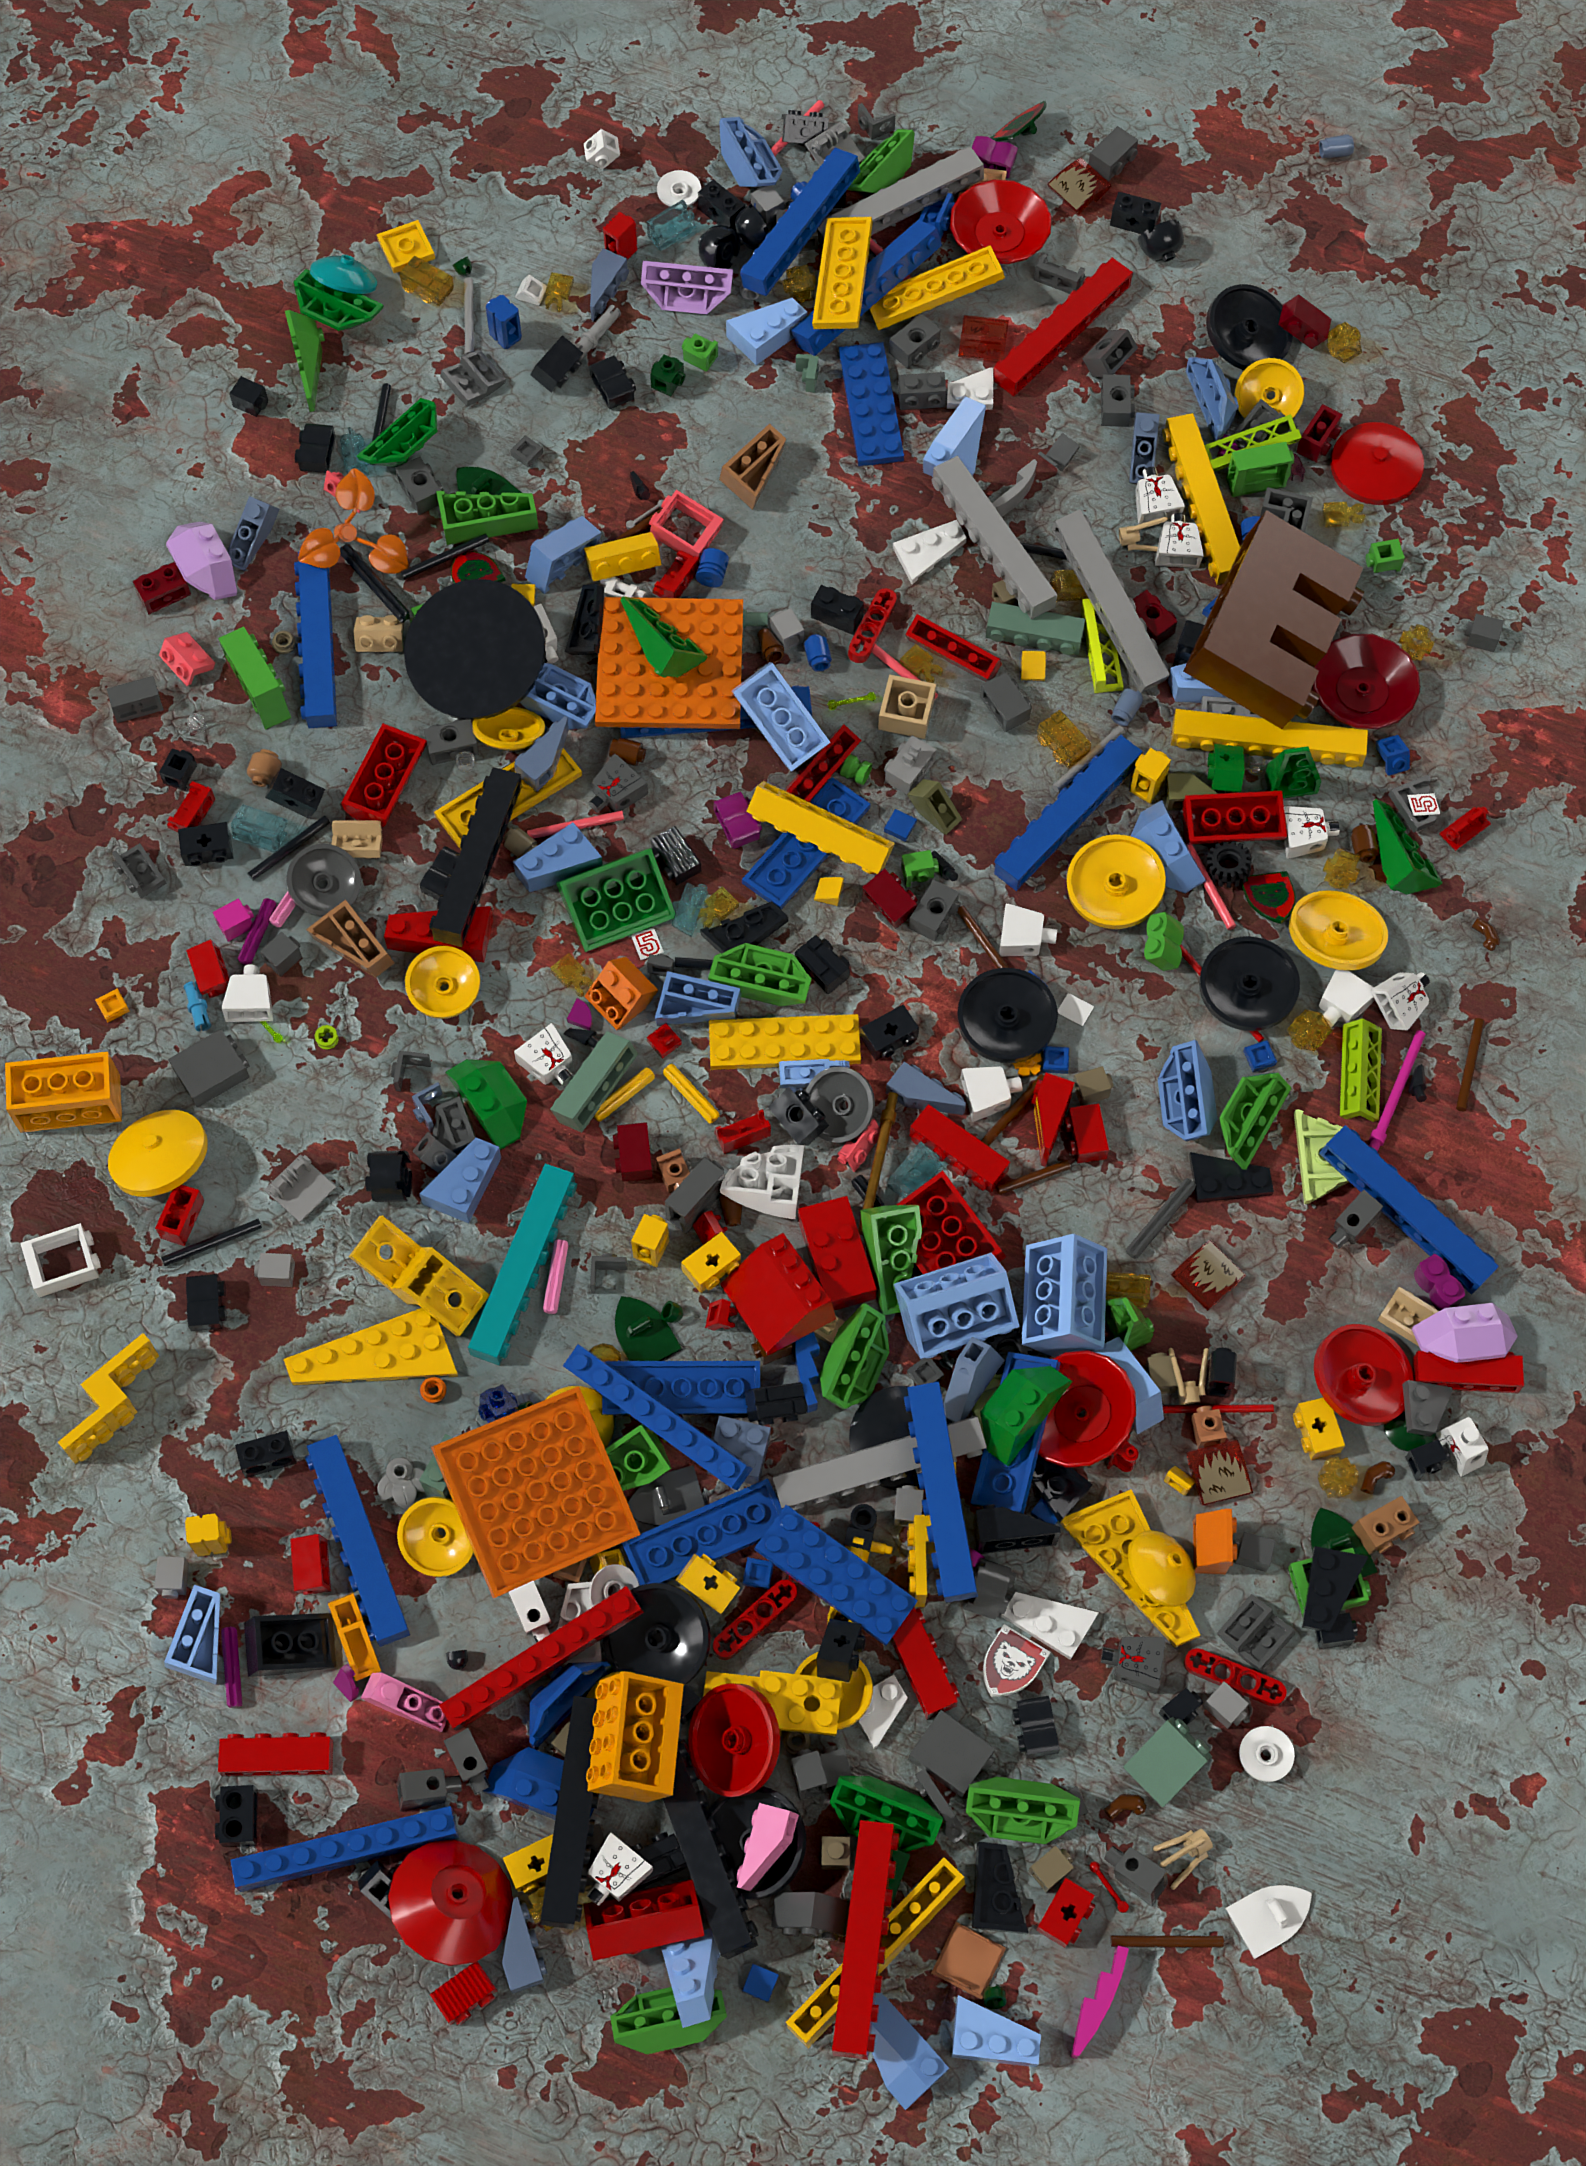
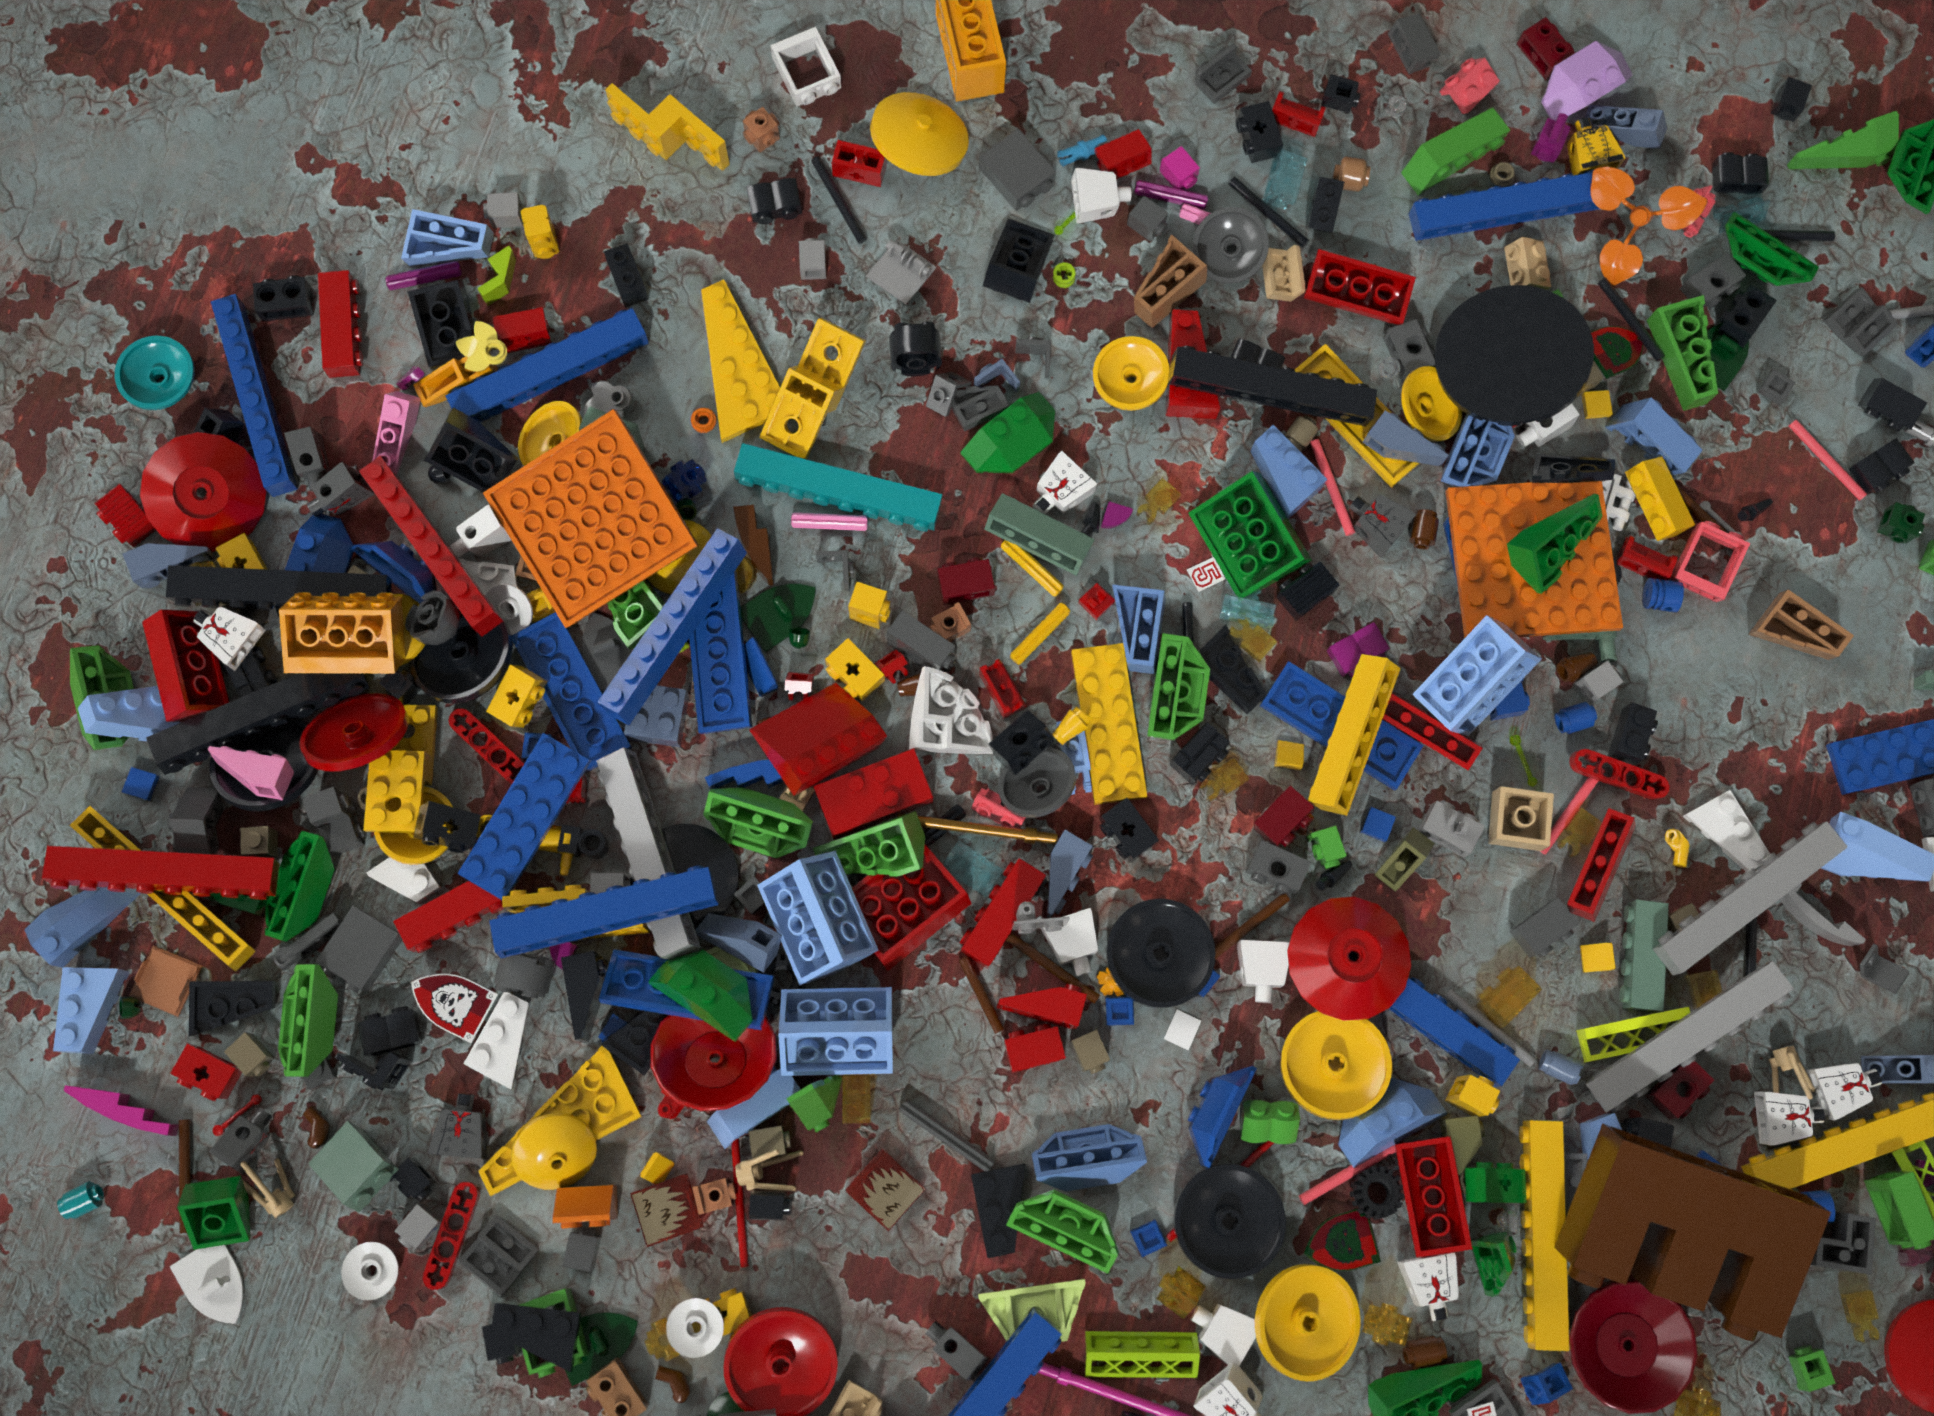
camera: 80 degrees right, 10 degrees up
(112, 1005) = (1076, 75): light orange tile -> none
(123, 1308) = (761, 129): none -> nougat brick
(240, 1581) = (503, 266): none -> lime slope
(256, 596) = (1551, 139): none -> magenta brick
(272, 563) = (1593, 148): none -> yellow torso
(292, 1941) = (145, 363): none -> teal dish
(307, 1075) = (1018, 260): none -> black slope
(329, 1603) = (478, 348): none -> light yellow plate
(374, 583) = (1585, 252): black axle -> none
(444, 1617) = (470, 452): none -> black slope
(456, 463) = (1749, 312): none -> black brick
(463, 1181) = (919, 421): medium blue wedge -> none
(556, 1352) = (754, 541): none -> reddish brown slope
(599, 423) = (1827, 459): none -> coral bar
(620, 992) = (1144, 551): orange slope -> none
(621, 1652) = (434, 619): none -> dark grey cylinder
(660, 964) = (1180, 588): dark grey plate -> none
(704, 1349) = (759, 669): none -> blue slope
(775, 1402) = (705, 745): black brick -> none
(788, 1068) = (1071, 725): none -> yellow cone
(847, 945) = (1227, 778): none -> clear yellow plate
(856, 769) = (1437, 771): bright green wheel -> none
(939, 589) = (1679, 845): none -> yellow arm
(973, 1114) = (1027, 921): none -> light grey hinge
(1019, 876) = (1322, 962): none -> red dish
(1077, 1722) = (389, 1073): none -> black bracket
(1152, 984) = (1217, 1111): none -> blue wedge
(1187, 2045) = (80, 1200): none -> teal brick
(1205, 1904) = (215, 1212): none -> green slope
(1335, 1430) = (680, 1332): none -> white dish

